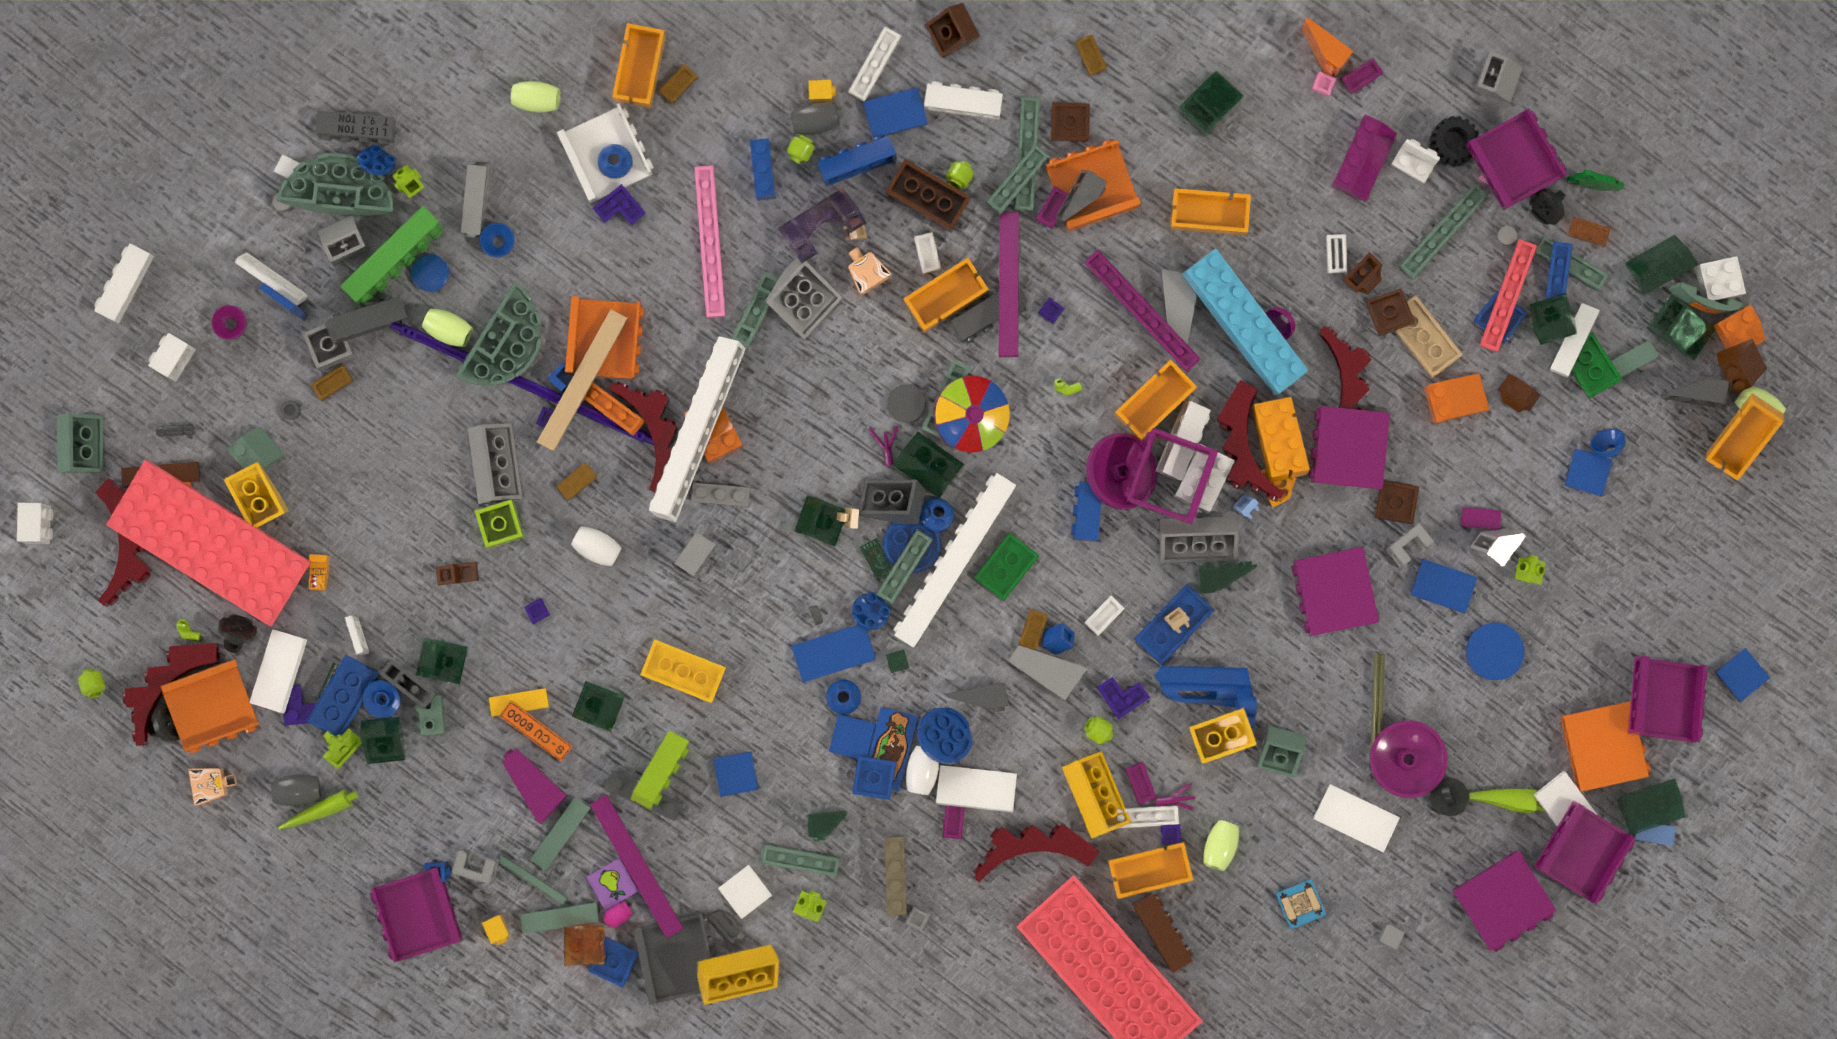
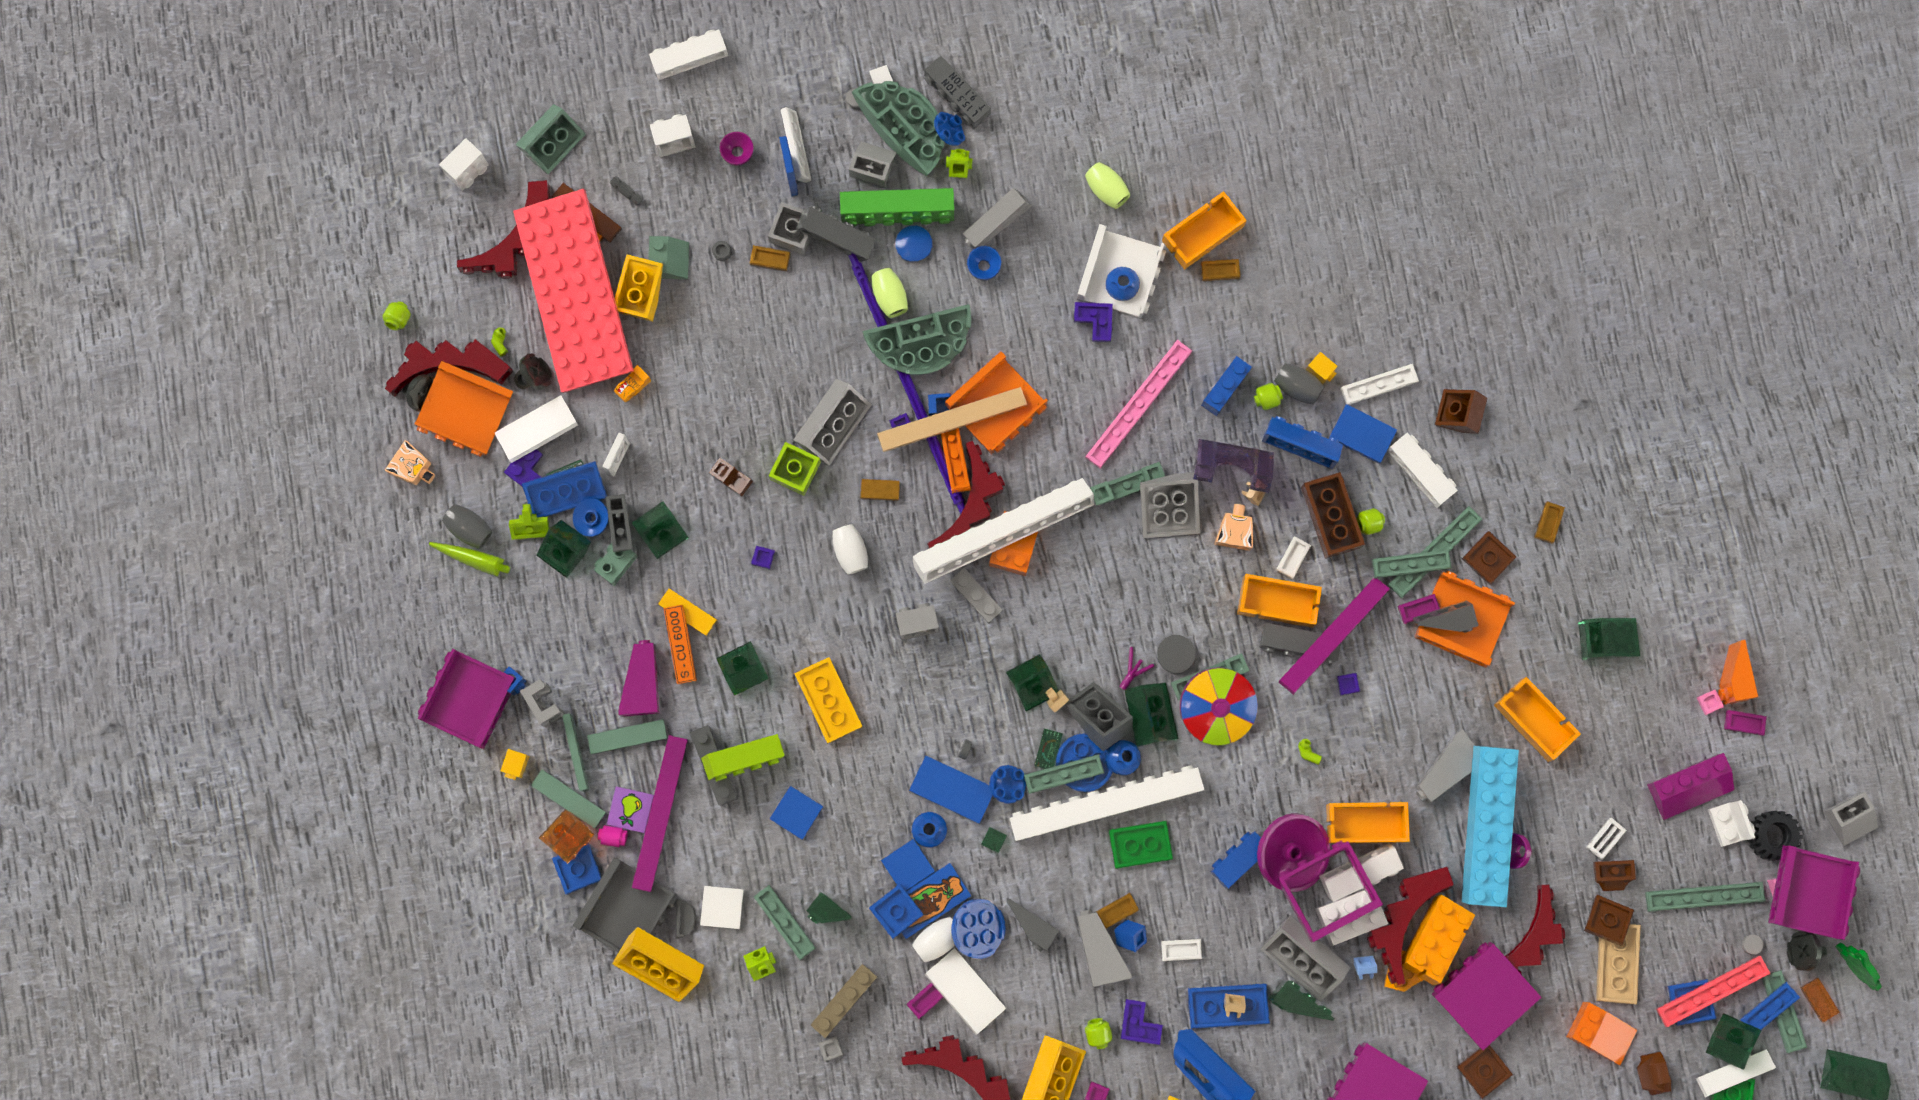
camera: 40 degrees right, 5 degrees down
(1142, 311) = (1418, 747): magenta tile -> none

